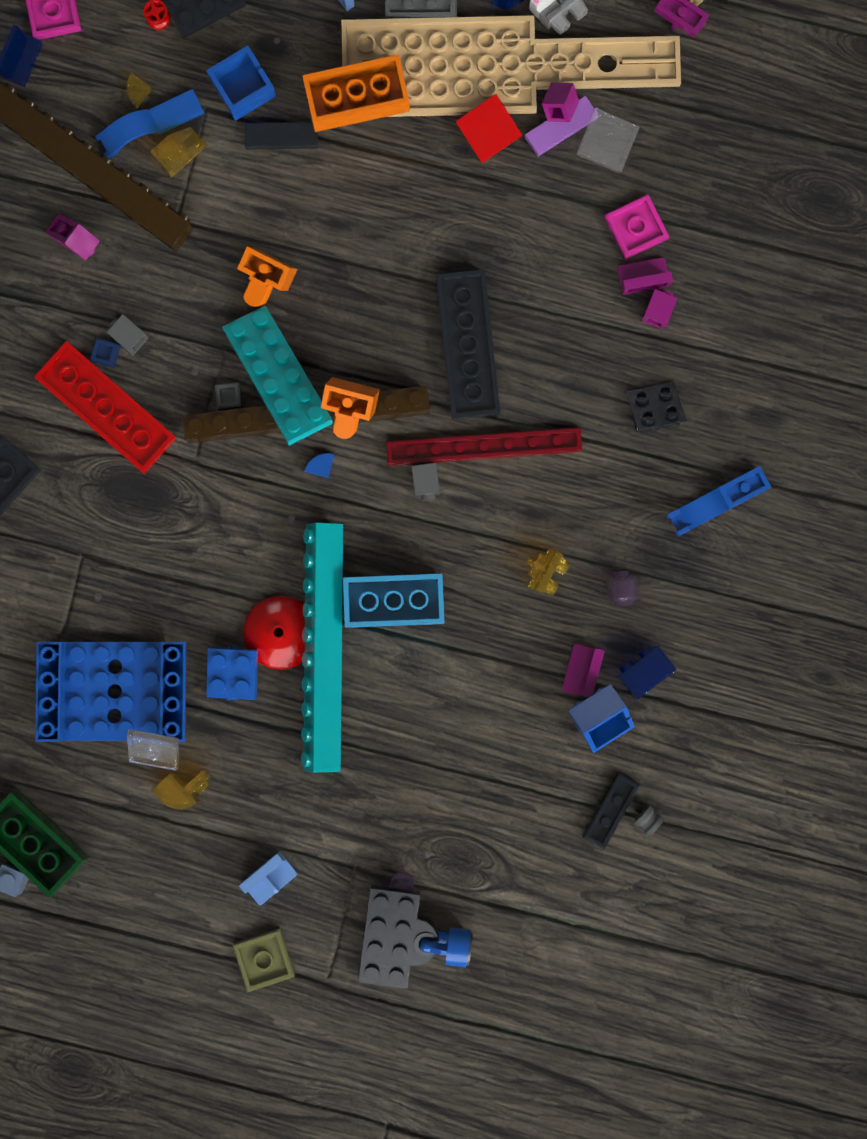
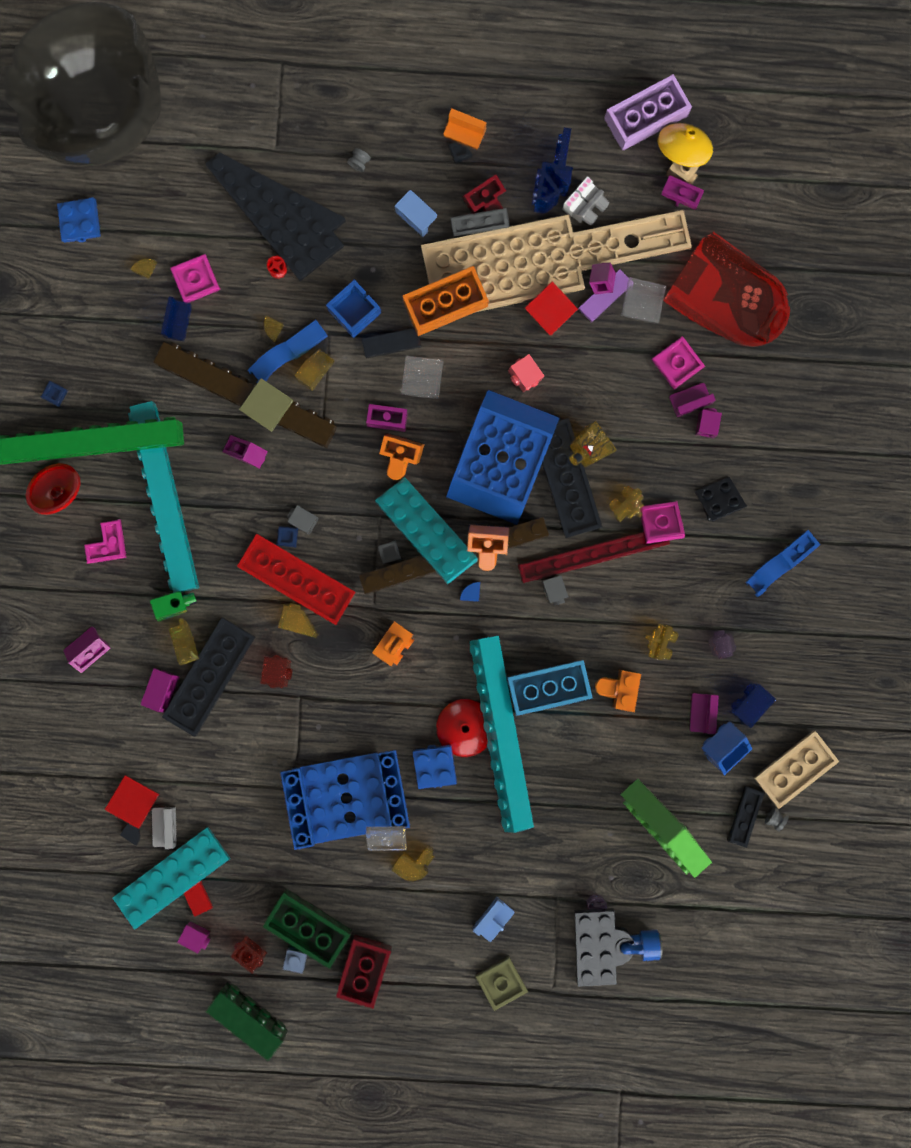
camera: 20 degrees left, 0 degrees up
(57, 517) = (276, 672): none -> clear red head
(93, 910) = (364, 971): none -> dark red brick
(95, 458) = (296, 621): none -> clear yellow slope
(108, 182) = (266, 405): none -> olive tile
(210, 510) = (393, 644): none -> orange brick
(256, 226) = (387, 417): none -> magenta brick
(311, 185) = (422, 377): none -> clear tile
(379, 336) = (494, 485): none -> blue slope
(441, 203) = (525, 373): none -> coral head
(485, 621) = (623, 689): none -> orange brick
(503, 804) = (665, 829): none -> bright green brick
(505, 309) = (591, 446): none -> clear yellow torso
(540, 393) = (630, 506): none -> clear yellow hips
(576, 421) = (662, 522): none -> dark pink tile
(686, 763) = (796, 769): none -> tan plate
(718, 152) = (730, 294): none -> clear red windscreen

